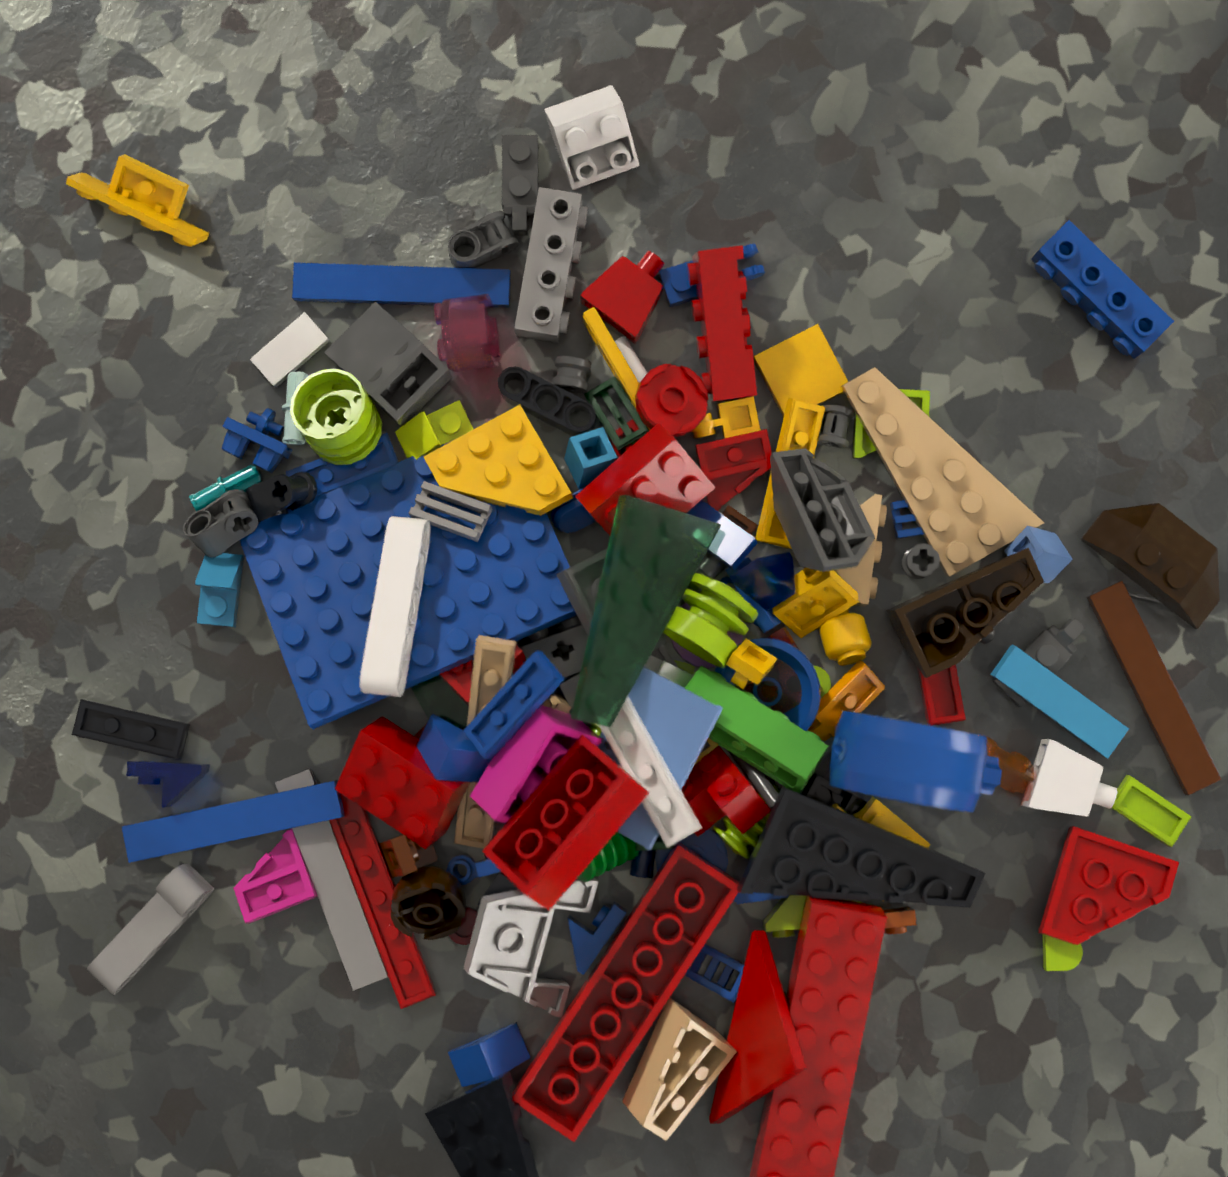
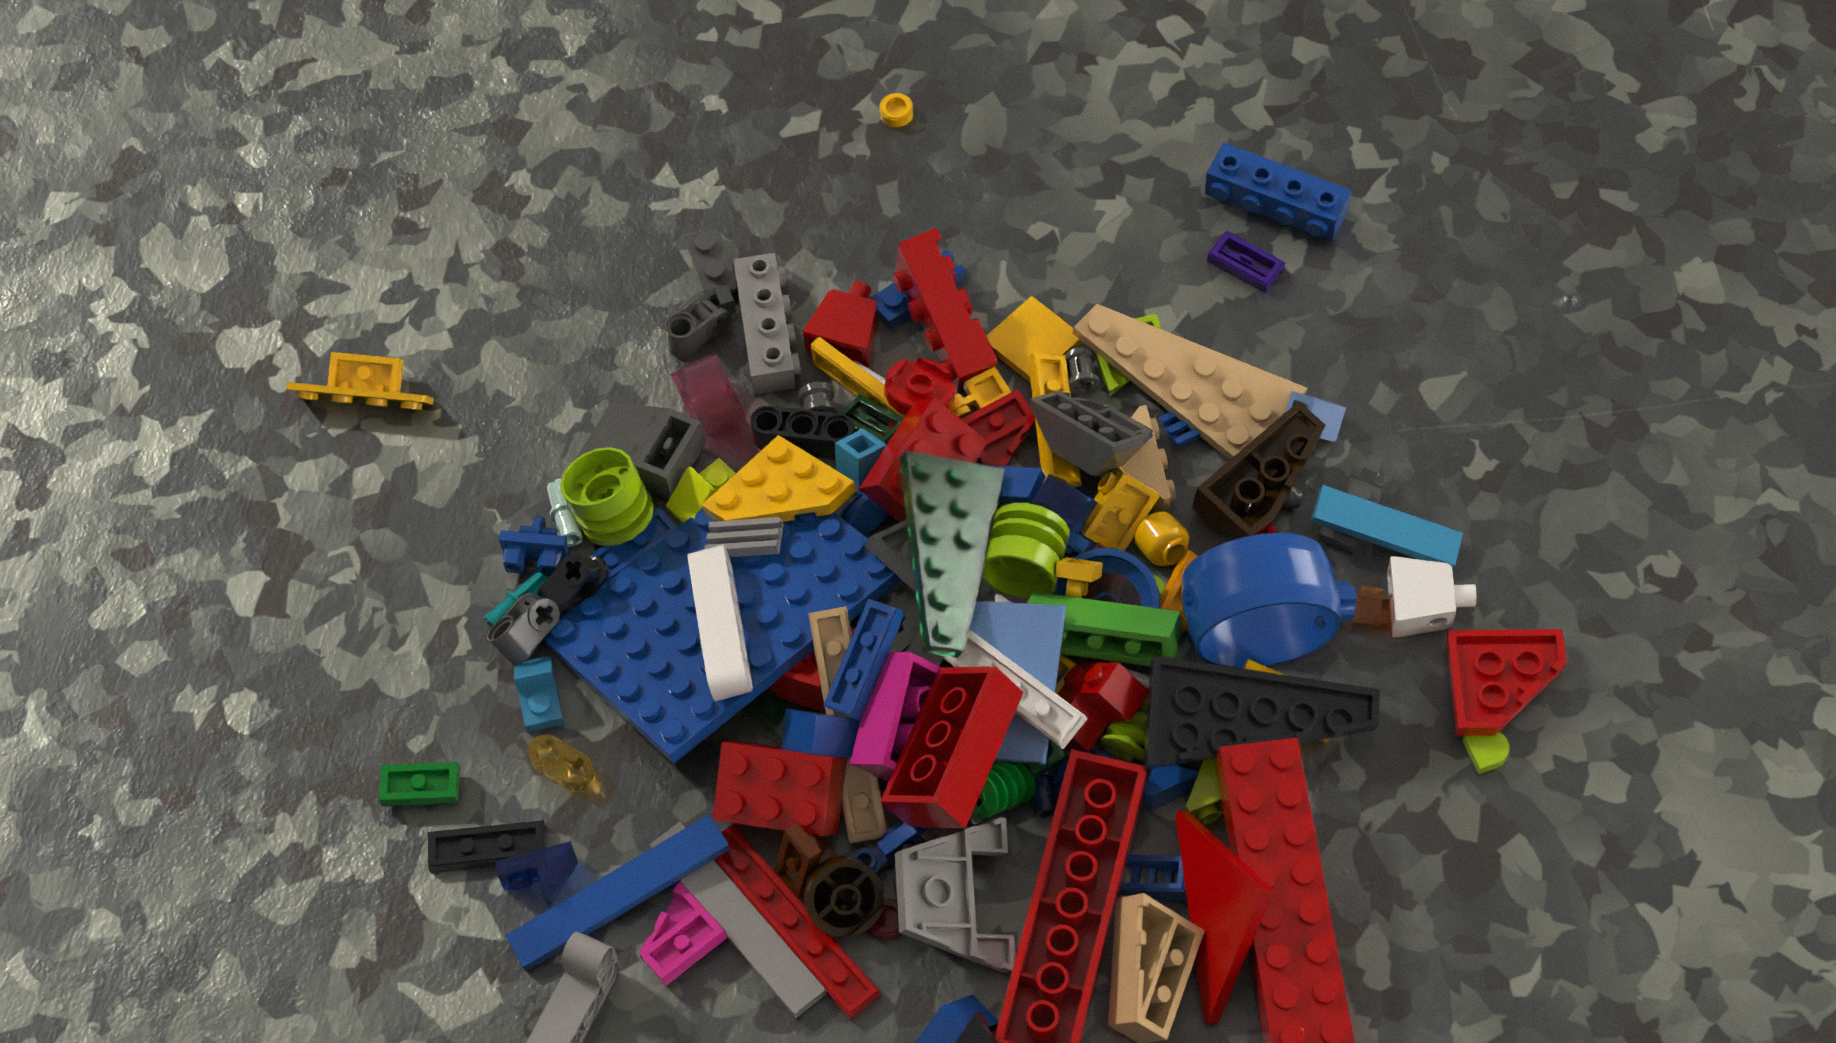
camera: 15 degrees left, 25 degrees down
(85, 648) = (419, 784): none -> green plate
(213, 675) = (565, 756): none -> clear yellow beam
(290, 349) = (541, 467): white tile -> none
(397, 284) = (618, 385): blue tile -> none
(589, 943) = (1017, 884): blue slope -> none
(592, 137) = (768, 212): white slope -> none
(759, 54) = (896, 110): none -> yellow tile
(899, 919) = (1317, 766): dark orange plate -> none
(927, 553) = (1205, 454): dark grey bush -> none
(1032, 367) = (1242, 265): none -> dark purple tile
(1150, 811) = (1515, 600): lime tile -> none
(1154, 688) = (1472, 495): reddish brown tile -> none
(1160, 557) = (1428, 386): dark brown wedge -> none

